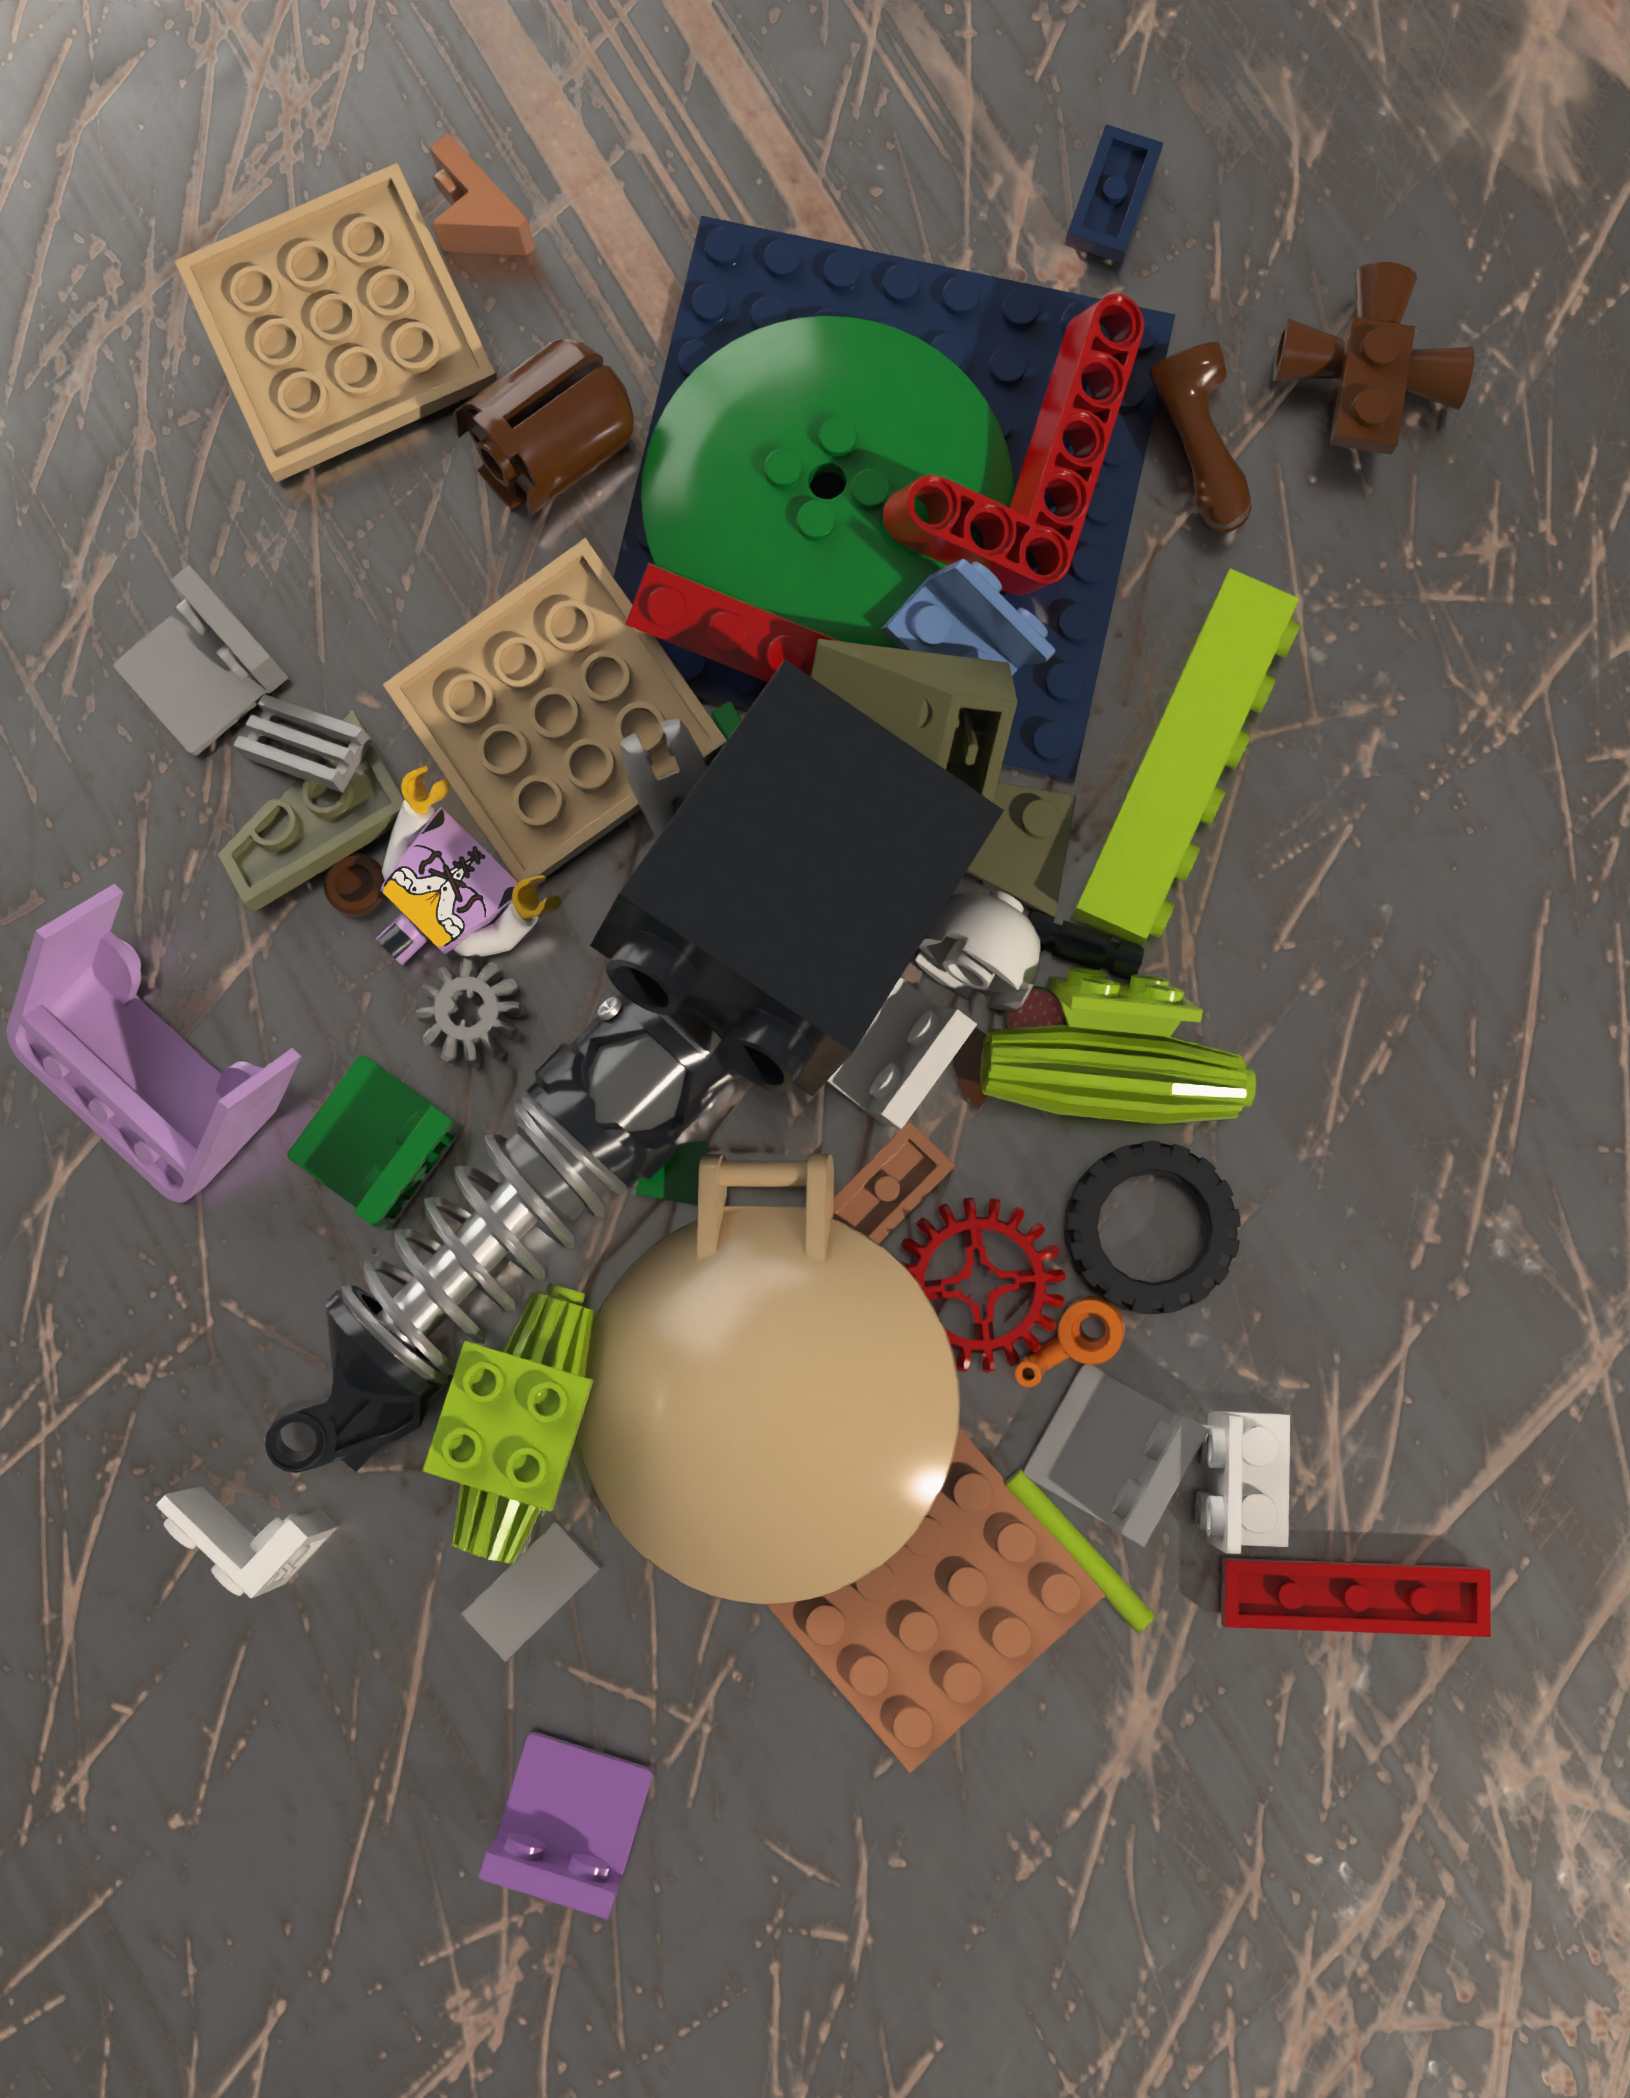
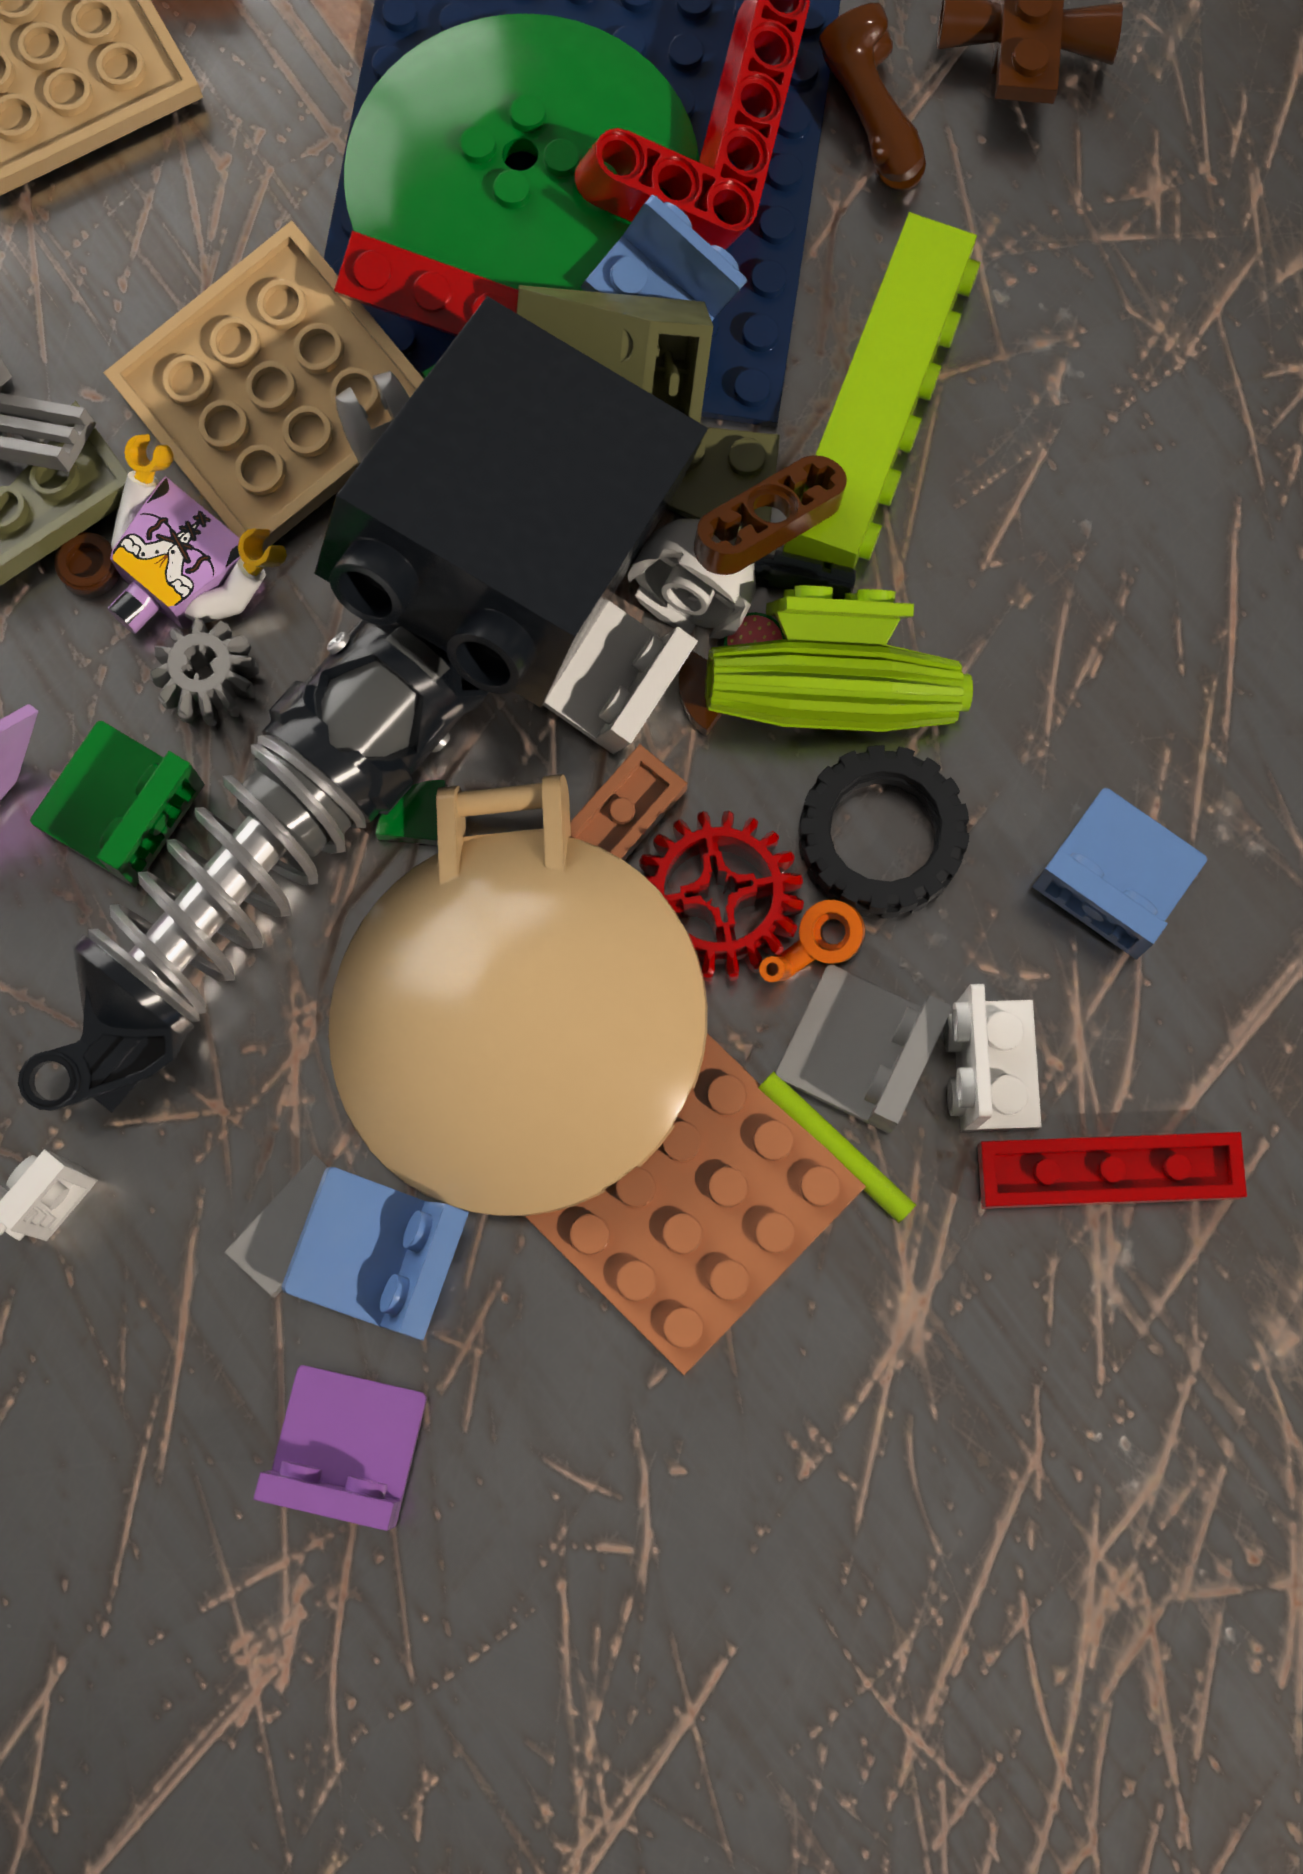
camera: 10 degrees left, 5 degrees down
(514, 1423) = (264, 1054): lime plate -> none
(547, 423) = (249, 123): reddish brown cylinder -> none
(612, 1631) = (374, 1253): none -> medium blue bracket
(1048, 923) = (761, 537): none -> reddish brown beam
(1391, 1288) = (1121, 873): none -> medium blue bracket

